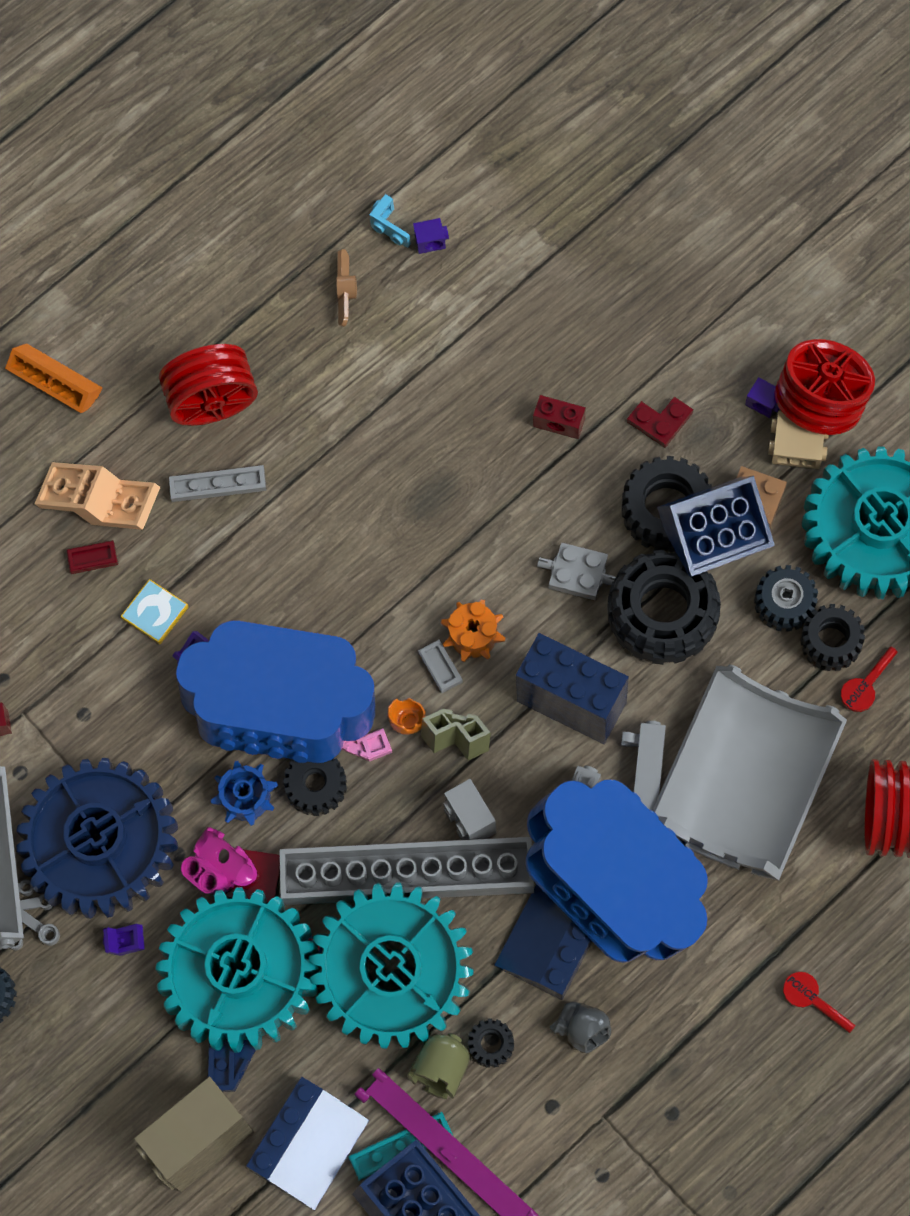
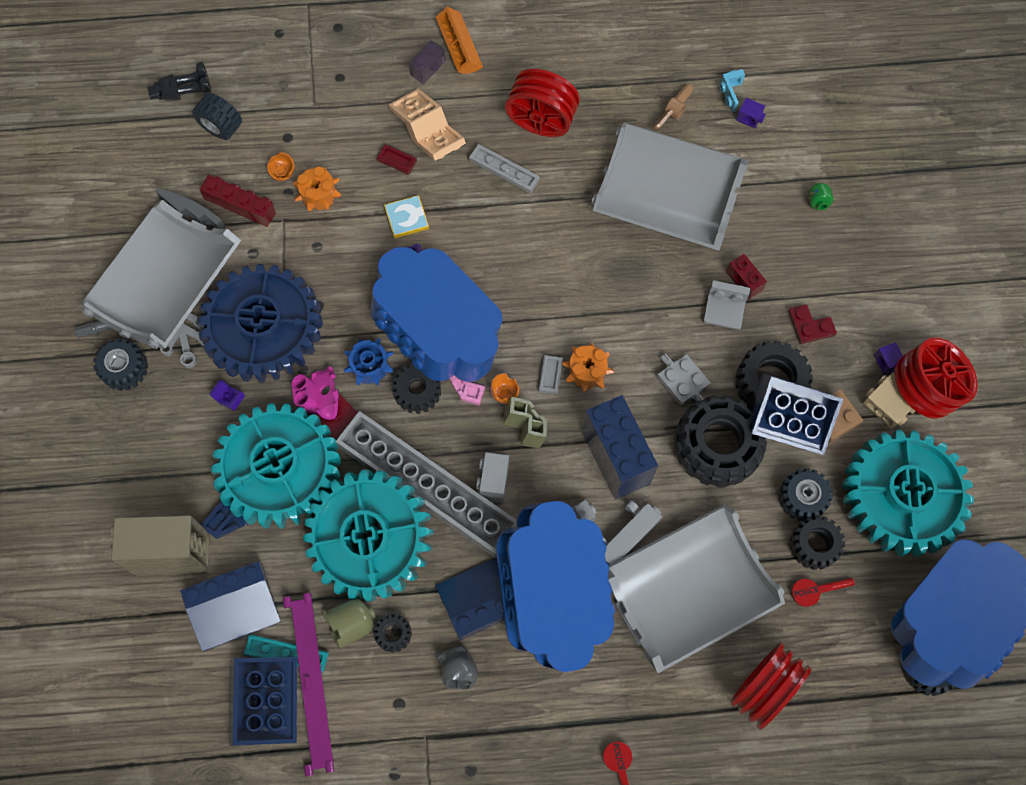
camera: 30 degrees right, 0 degrees up
(39, 426) = (427, 62): none -> clear purple brick
(39, 664) = (316, 188): none -> orange brick
(408, 377) = (670, 185): none -> light grey panel
(561, 462) = (726, 305): none -> light grey bracket
(569, 276) = (820, 196): none -> green head

